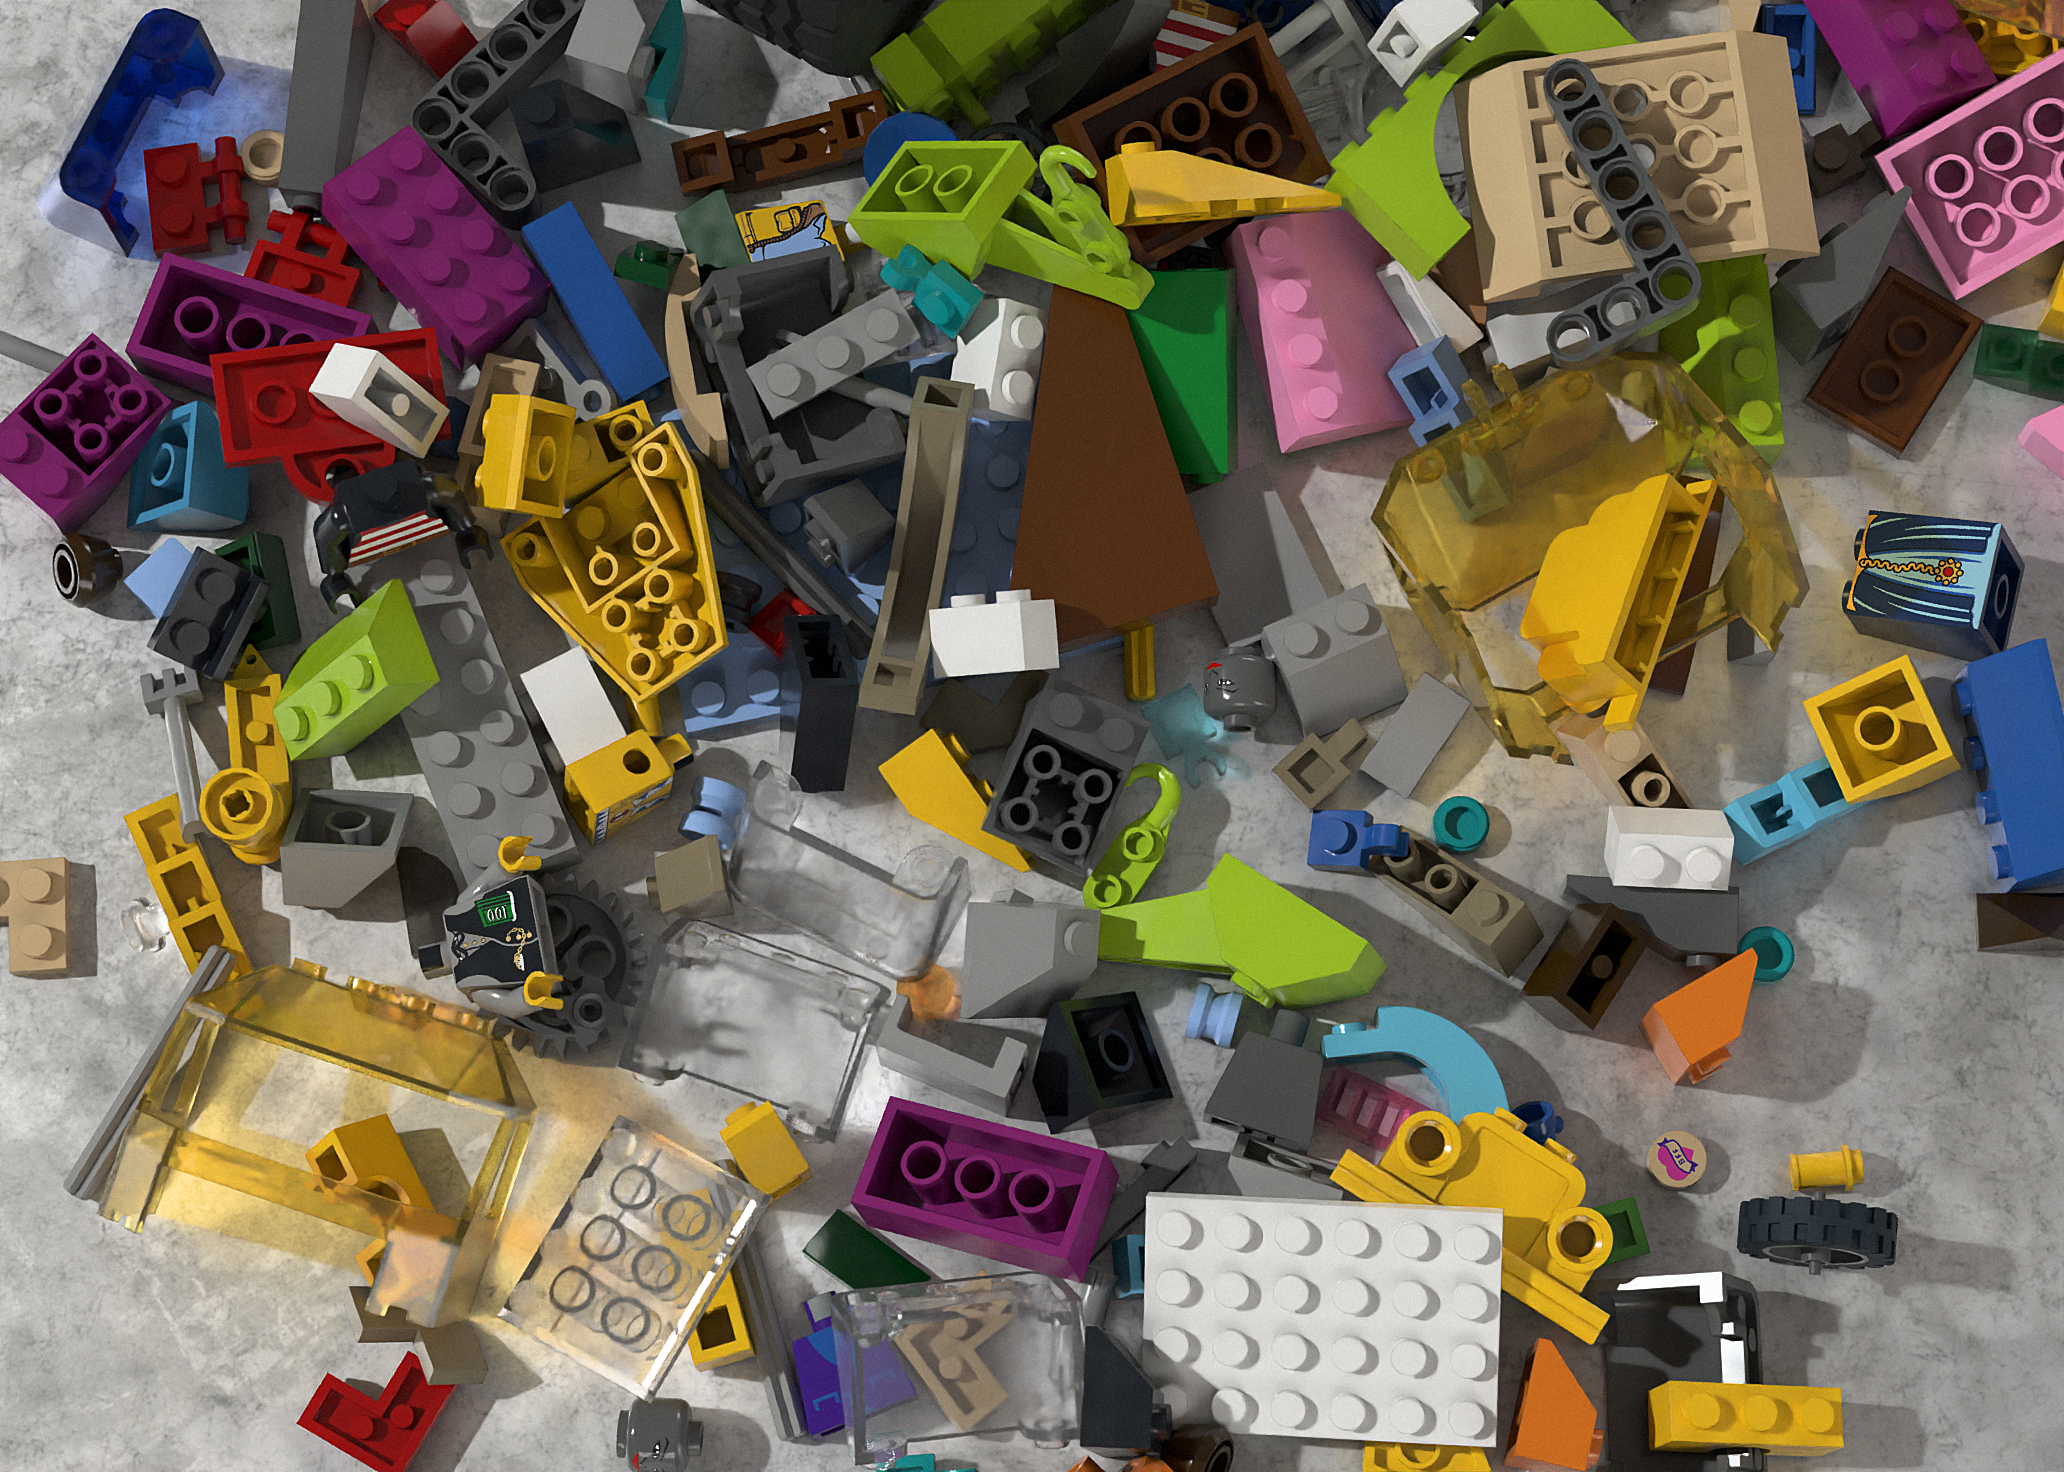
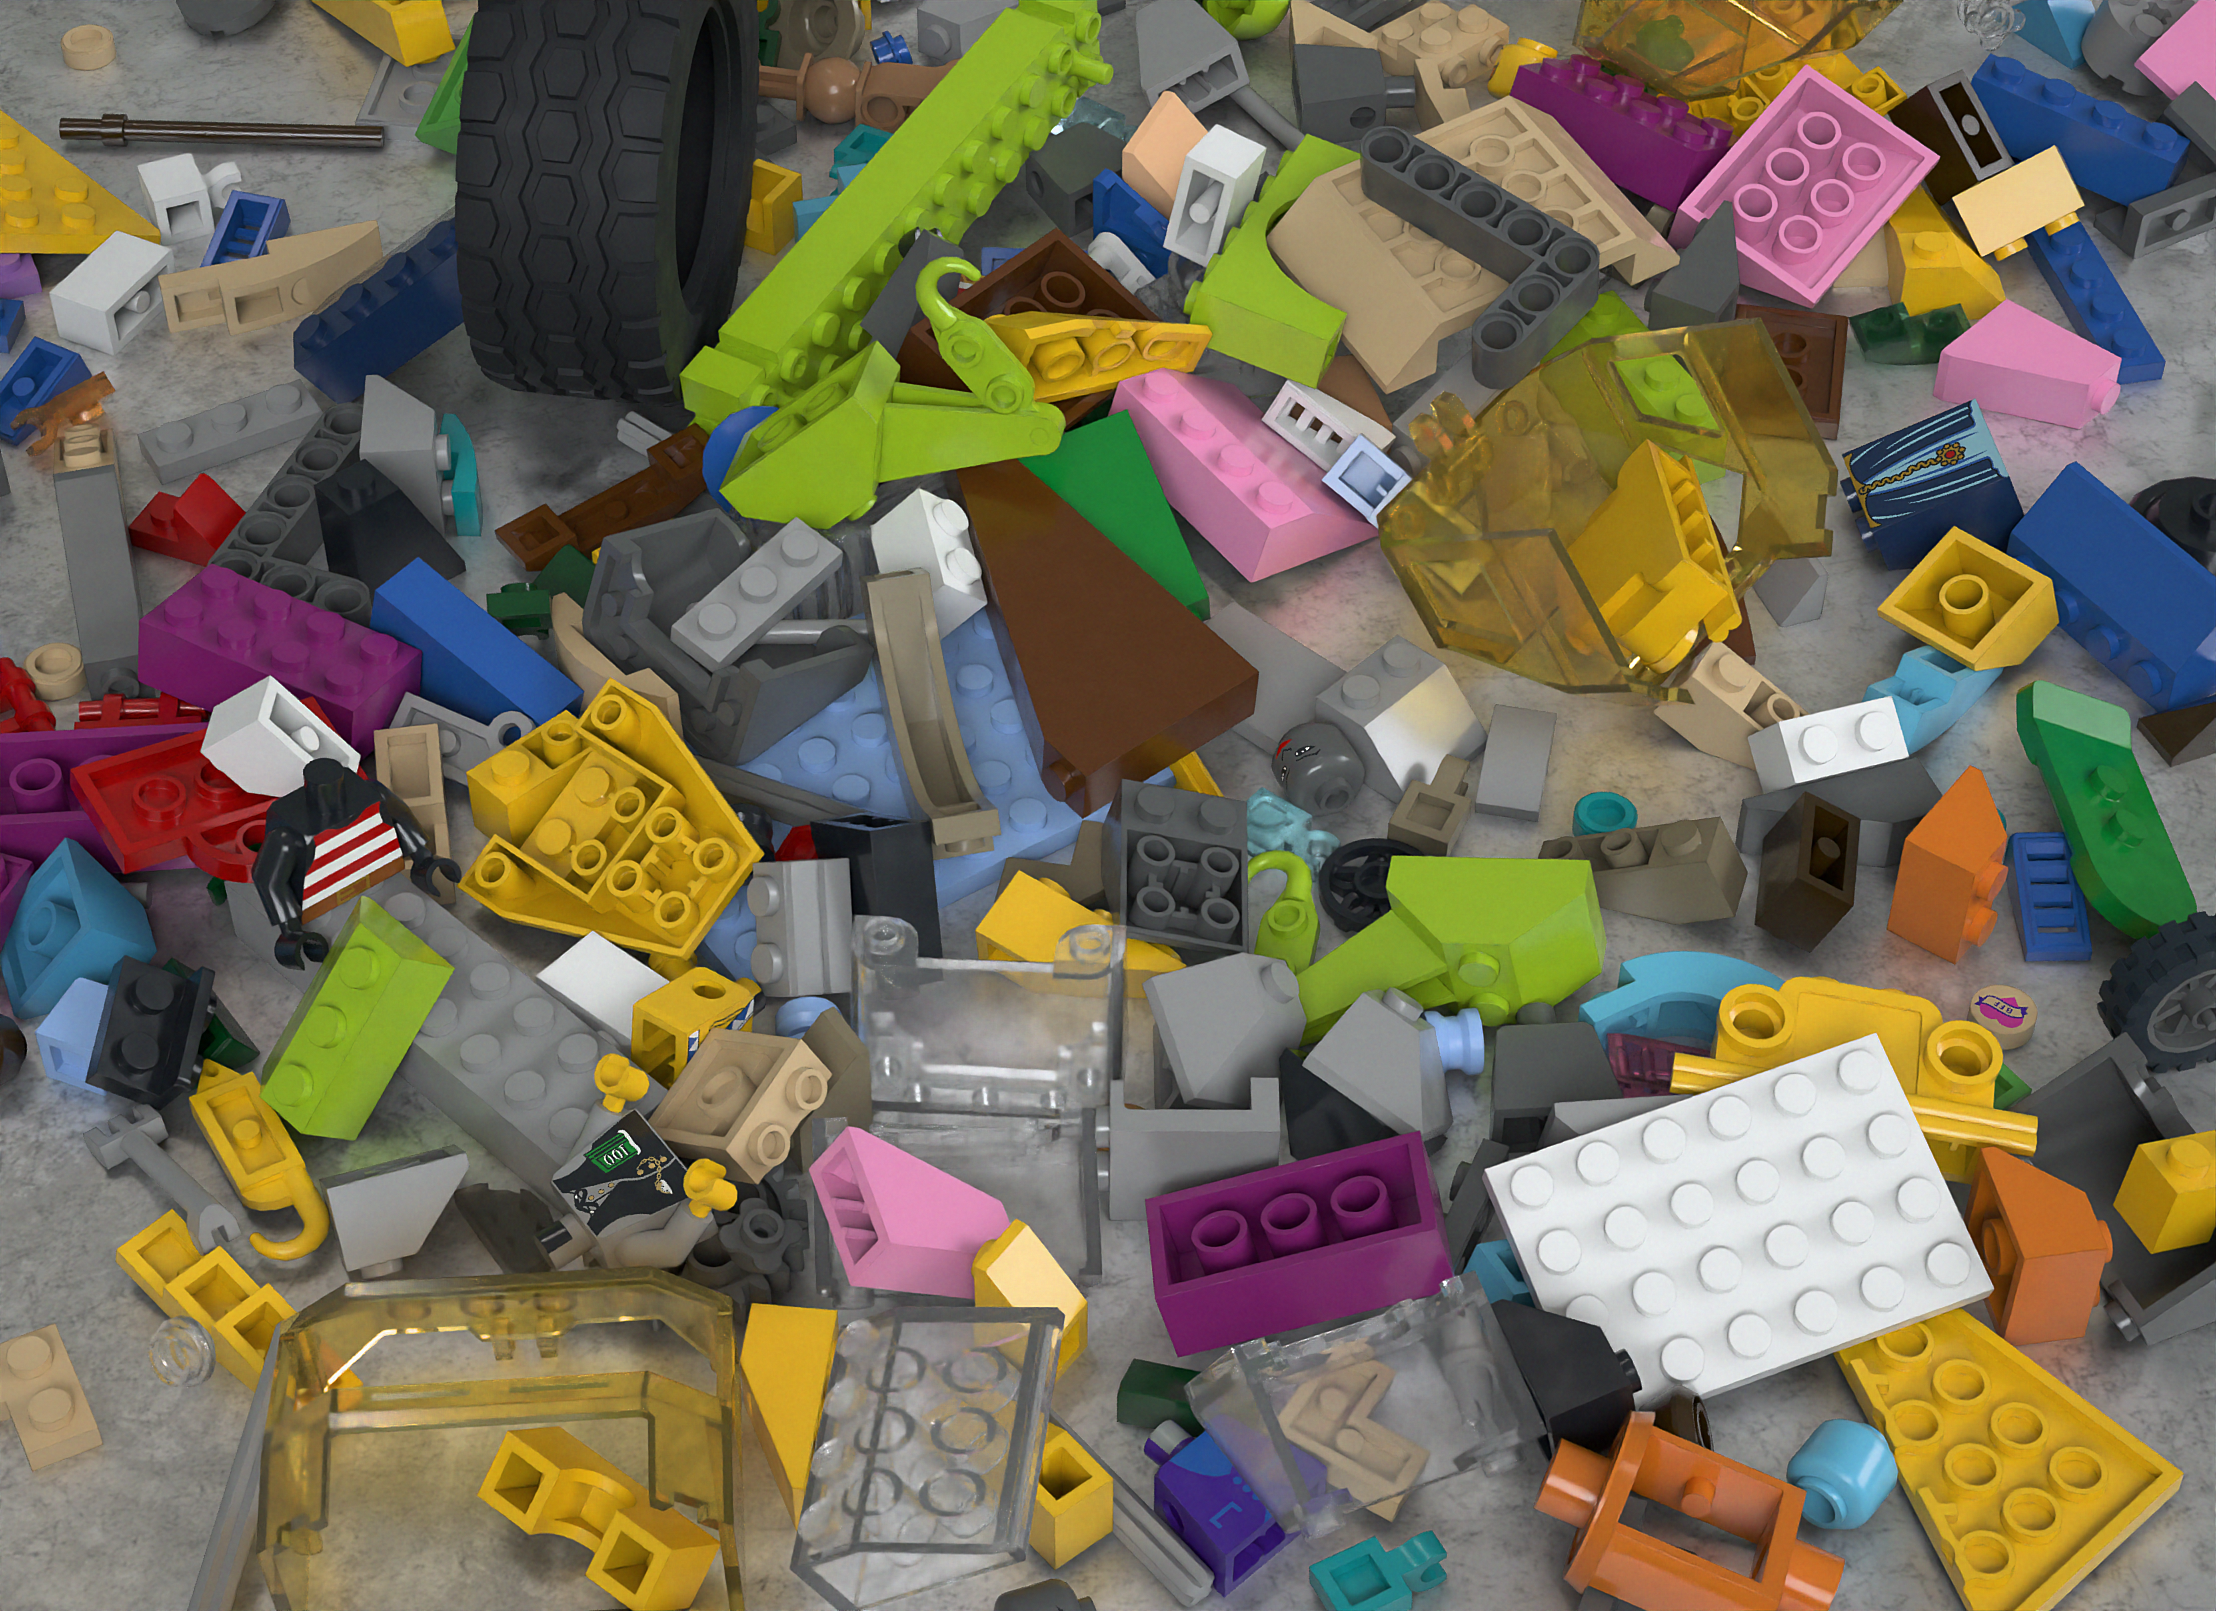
camera: 25 degrees left, 30 degrees down
(244, 810) = (268, 1178): yellow wheel -> none
(525, 455) = (460, 762): yellow slope -> none
(564, 1140) = (785, 1386): none -> yellow slope
(614, 887) = (741, 1101): none -> tan plate
(699, 1052) = (902, 1218): none -> bright pink slope
(740, 713) = (801, 926): none -> light grey brick
(846, 526) = (838, 742): dark grey slope -> none
(940, 290) = (849, 509): teal plate -> none
(995, 636) = (1047, 761): white brick -> none
(1134, 1045) = (1387, 1063): none -> light grey slope
(1239, 819) = (1368, 881): none -> black wheel
(1347, 837) = (1535, 839): blue plate -> none
(1798, 1013) = (2045, 859): none -> blue slope
(1874, 1000) = (2104, 808): none -> green piece

